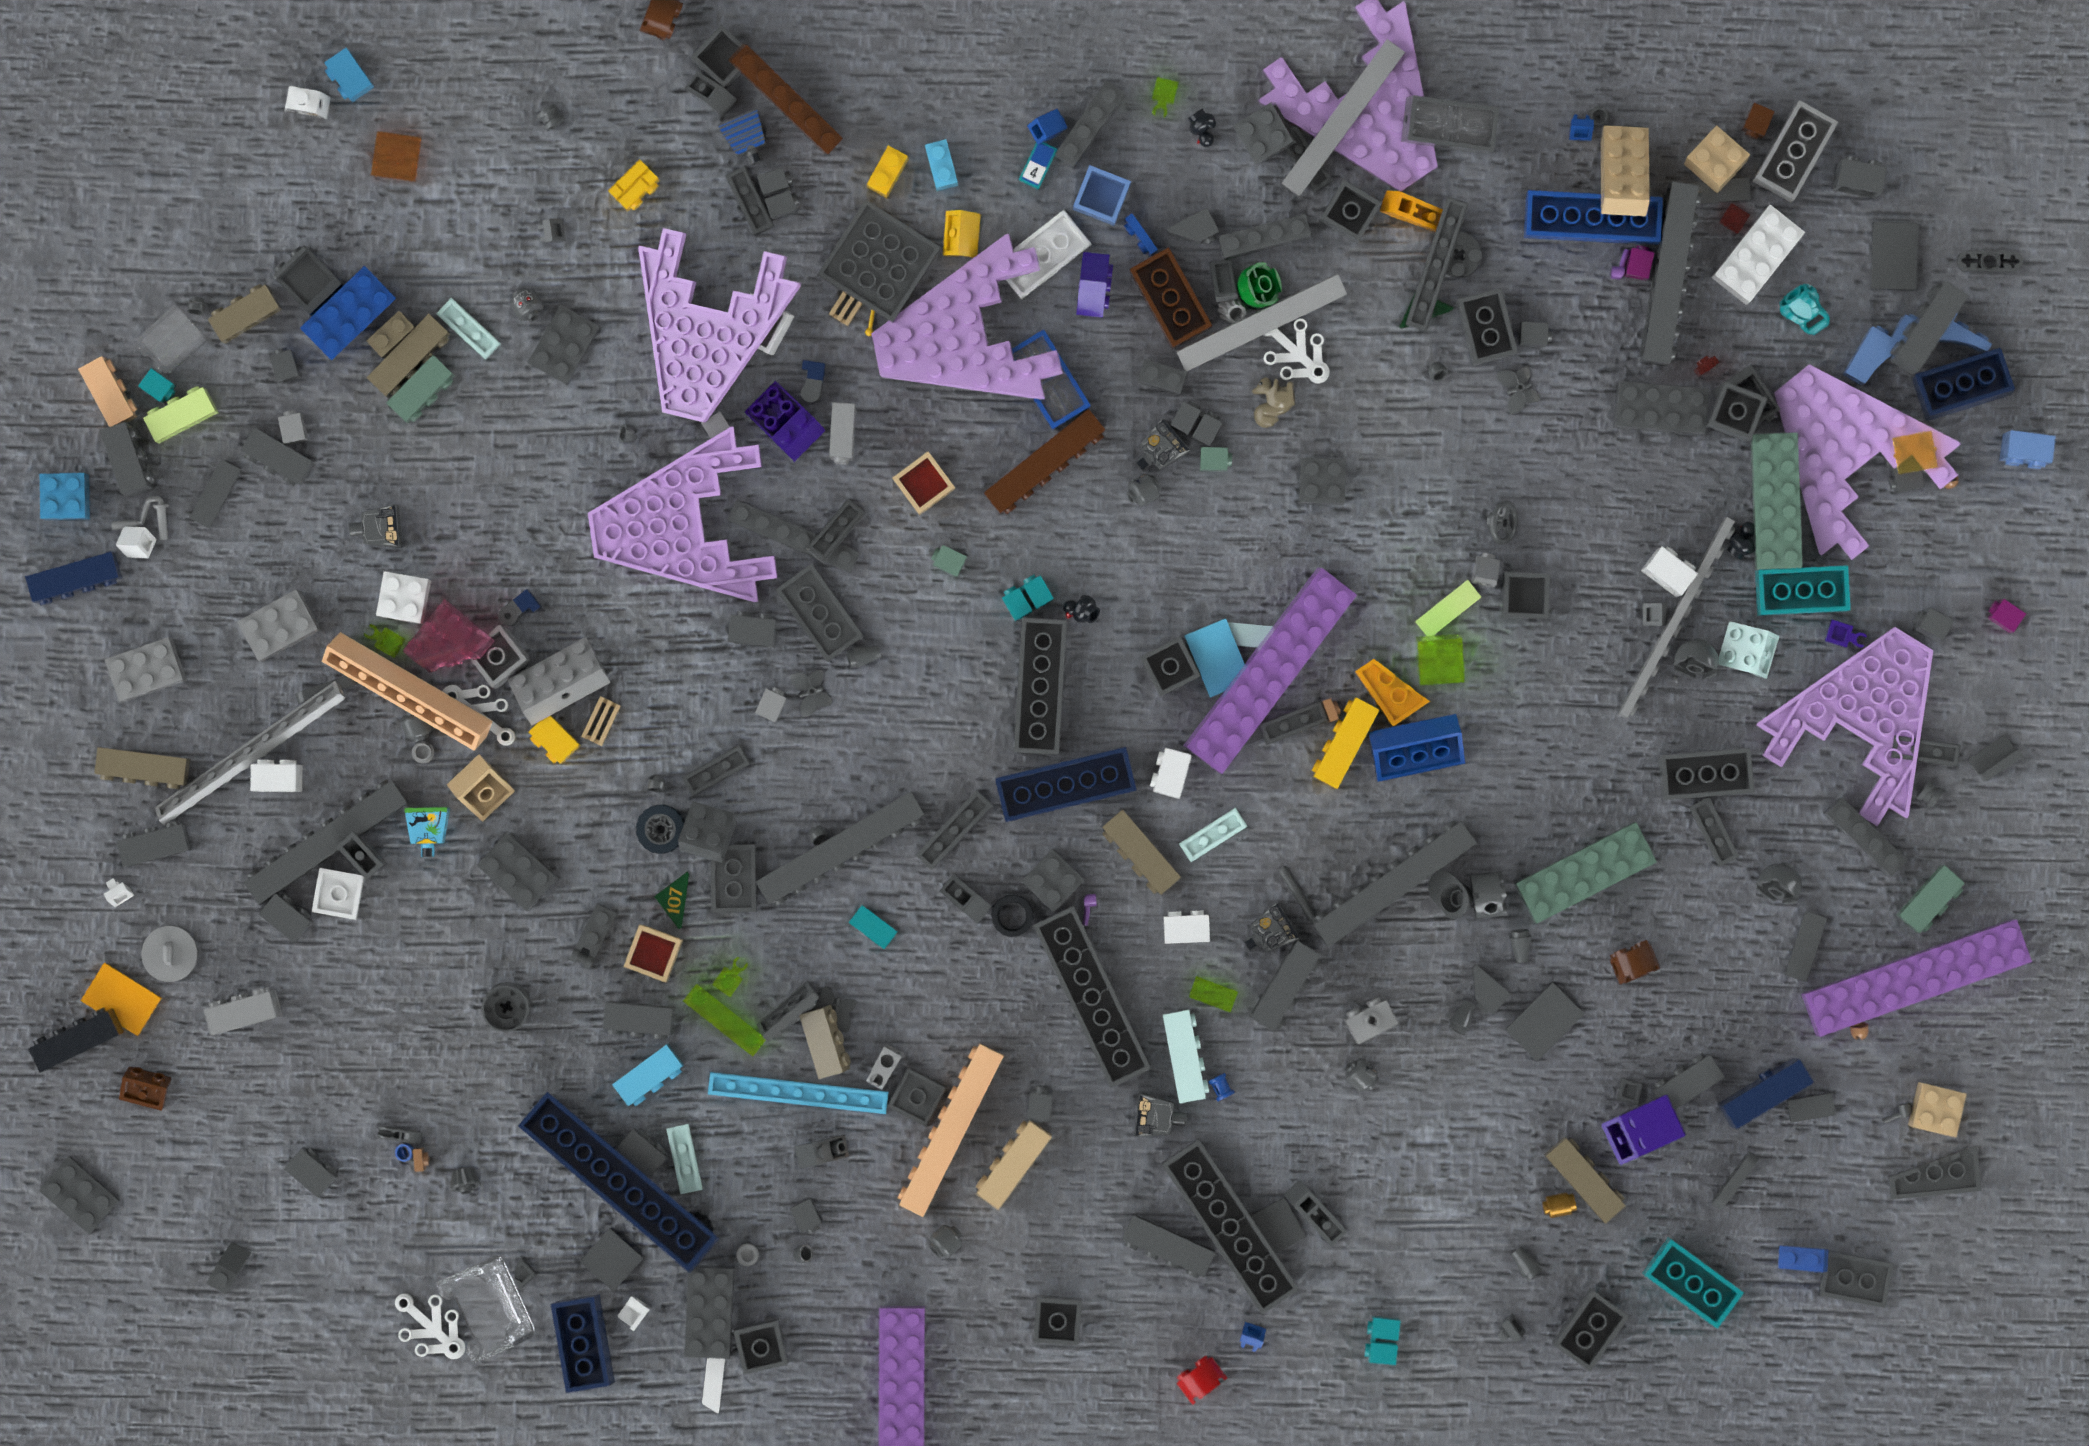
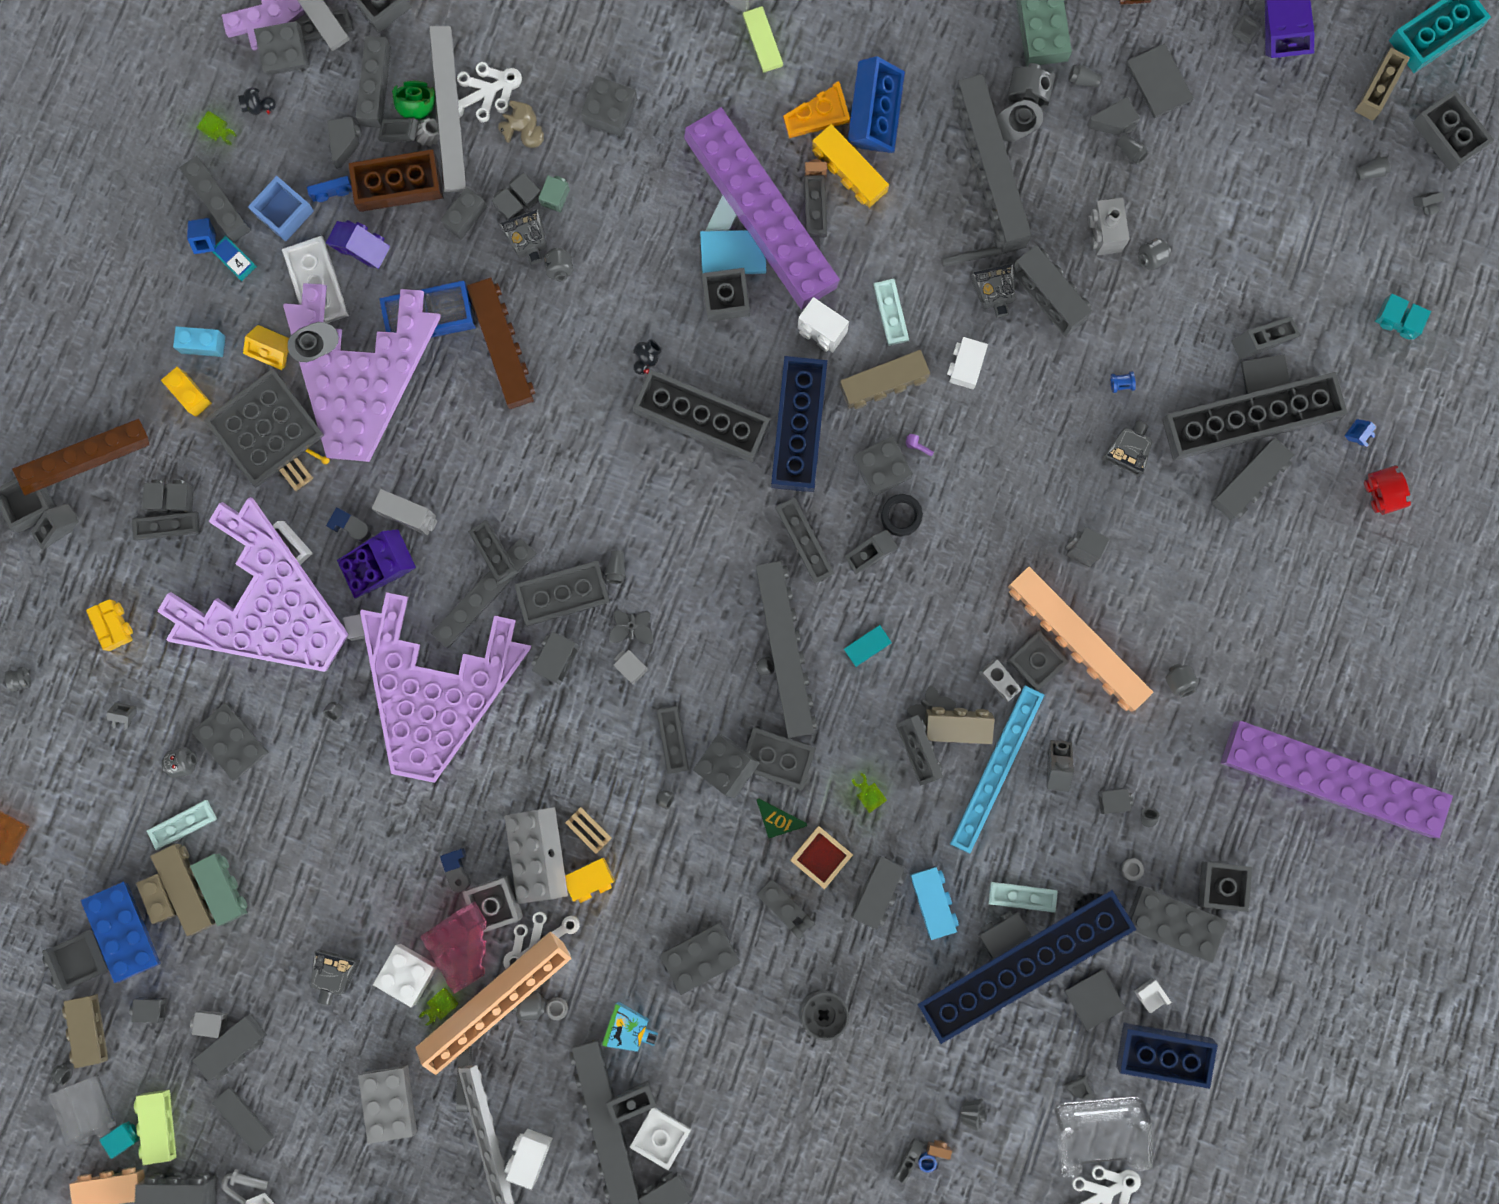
camera: 70 degrees left, 5 degrees down
(480, 787) = (609, 966): tan slope -> none
(647, 829) = (704, 822): black wheel -> none
(713, 1383) = (1244, 945): white sticker -> none
(724, 1019) = (906, 813): clear neon green plate -> none
(745, 135) = (103, 508): torso -> none
(923, 483) = (479, 456): clear red piece -> none
(948, 560) = (557, 459): sand green brick -> none
(976, 282) = (312, 341): none -> dark grey piece
(1013, 1164) = (1132, 591): tan brick -> none
(1037, 592) = (617, 401): teal piece -> none
(1057, 1320) = (1290, 602): dark grey brick -> none
(1092, 996) = (1001, 467): dark grey brick -> none
(1184, 1056) = (1084, 404): light aqua brick -> none
(1213, 994) = (1035, 361): clear neon green tile -> none
(1440, 659) = (805, 57): clear neon green piece -> none
(1559, 1205) = (1330, 121): pearl gold brick -> none
(1585, 1180) = (1315, 91): dark tan brick -> none
(1614, 1243) = (1382, 84): none -> dark tan brick

